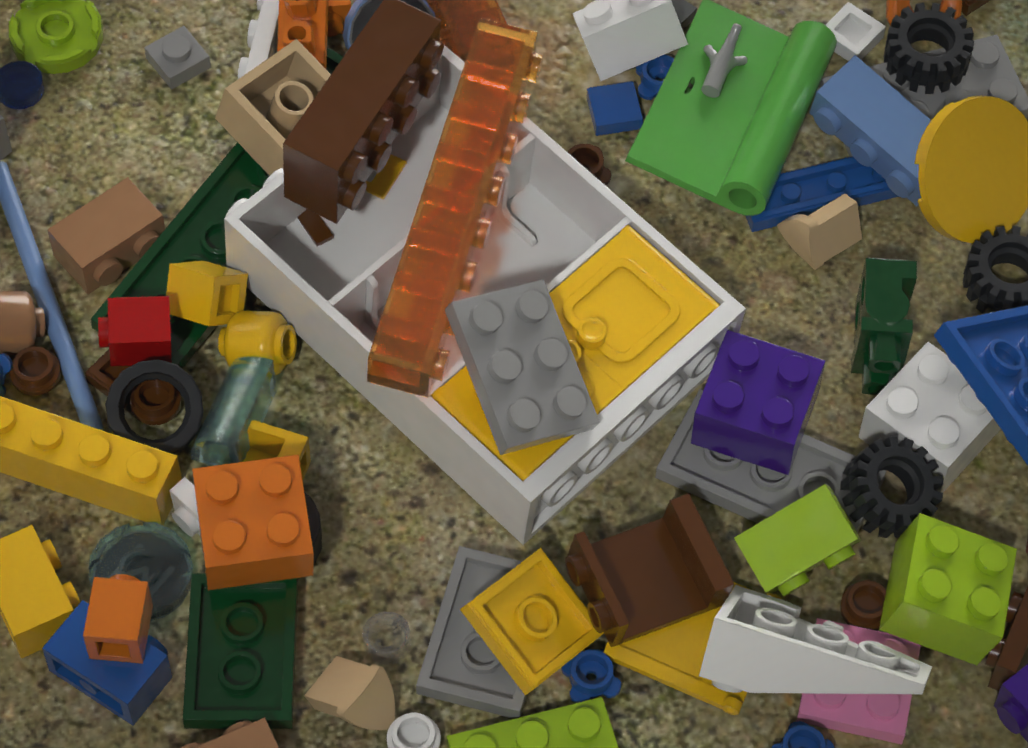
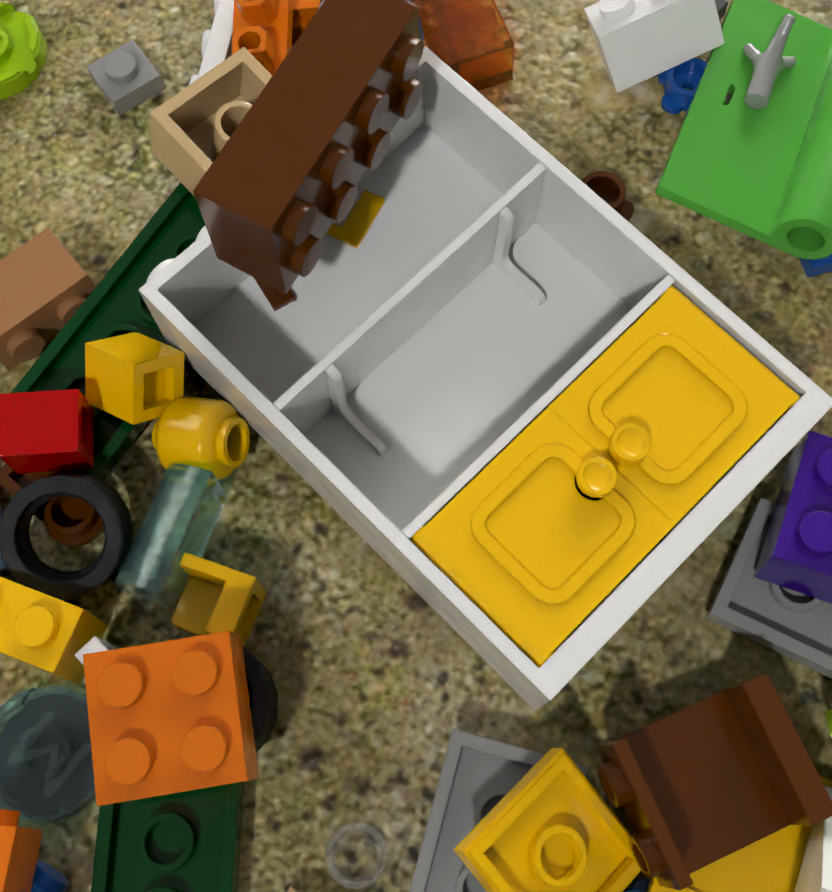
camera: 10 degrees right, 10 degrees up
(453, 208) = (436, 280): clear orange brick -> none
(521, 366) = (536, 508): light grey plate -> none
(614, 108) = (634, 125): blue tile -> none

